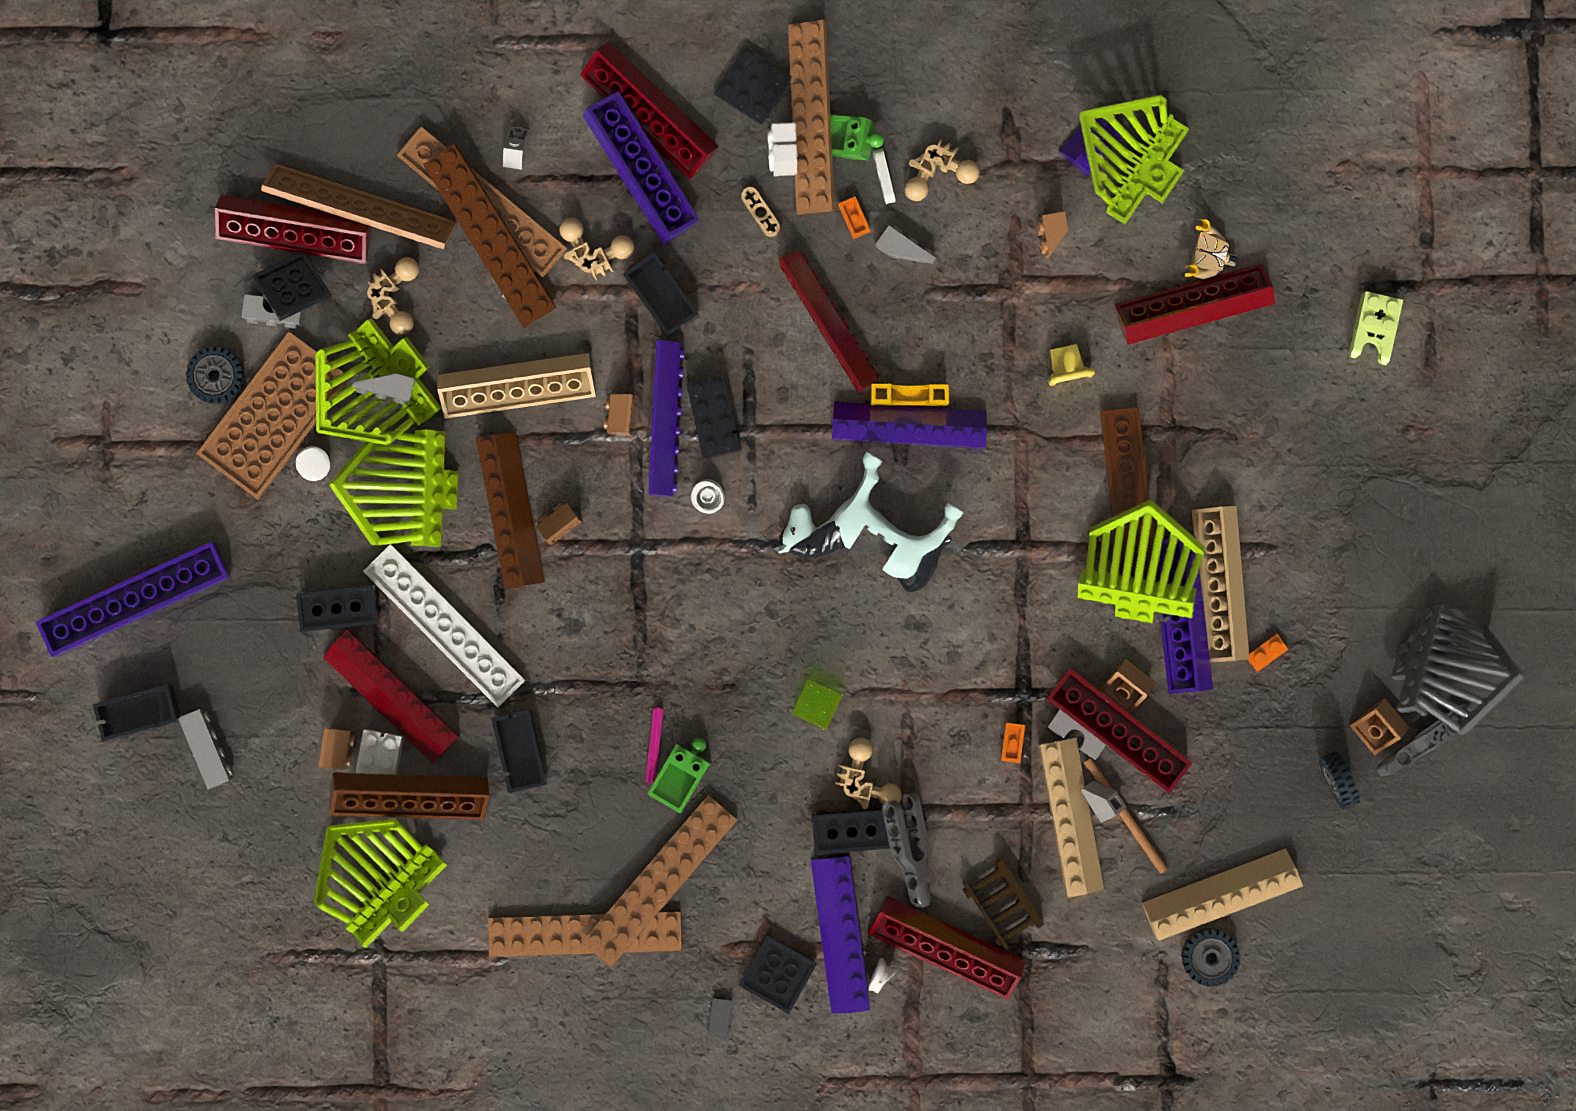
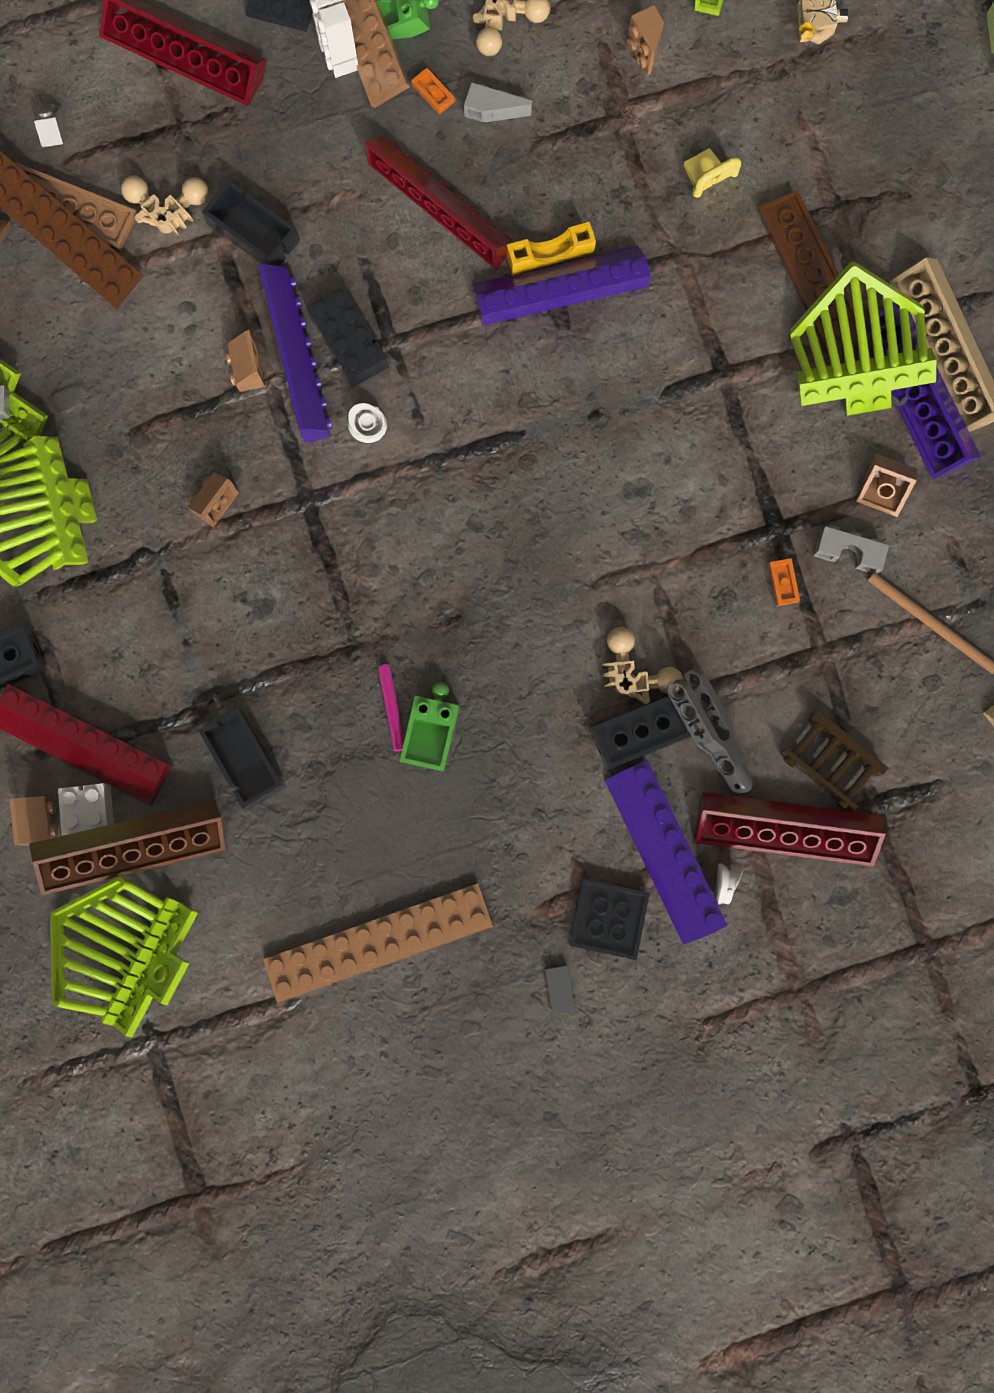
camera: 20 degrees left, 5 degrees down
(444, 625) = (119, 649): white plate -> none
(510, 510) = (155, 502): reddish brown slope -> none
(516, 385) = (122, 369): tan slope -> none
(640, 167) = (189, 104): dark purple slope -> none
(659, 881) = (443, 857): medium nougat plate -> none
(748, 203) = (329, 106): tan beam -> none
(817, 704) = (557, 607): clear neon green plate -> none
(884, 176) = (451, 40): white beam -> none
(913, 556) = (610, 414): light aqua animal -> none
(1071, 817) = (874, 643): tan slope -> none
(1103, 800) = (905, 612): light grey slope -> none
(1119, 730) = (898, 529): dark red slope -> none
(1195, 304) = (820, 70): dark red slope -> none

